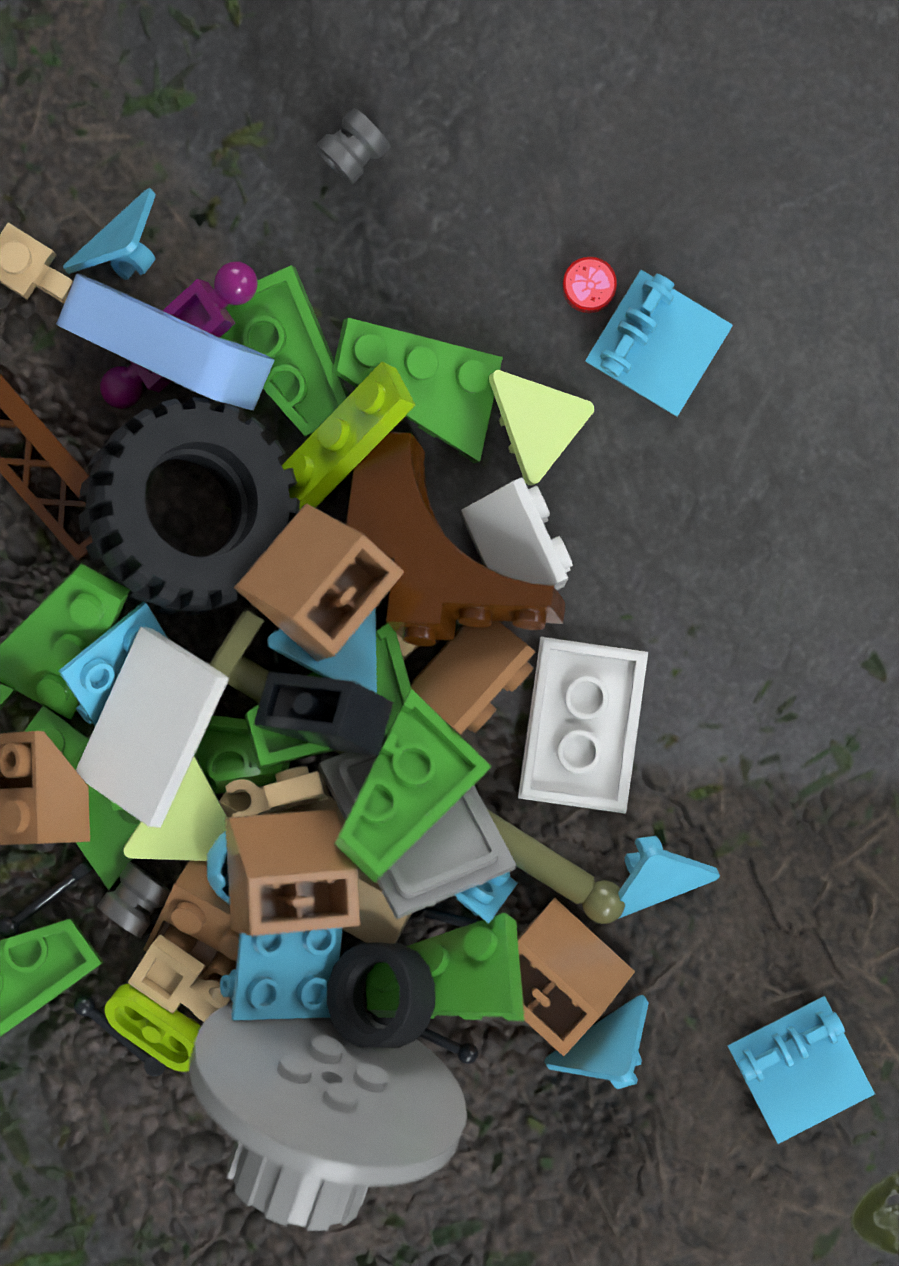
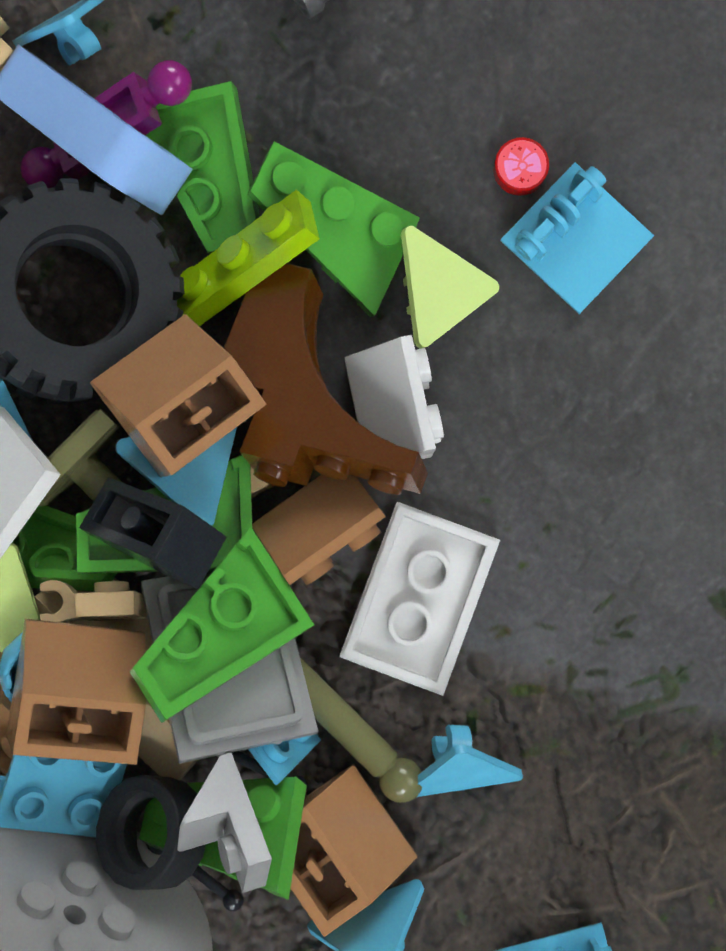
camera: 20 degrees right, 0 degrees up
(453, 957) = (226, 815): none -> light grey slope

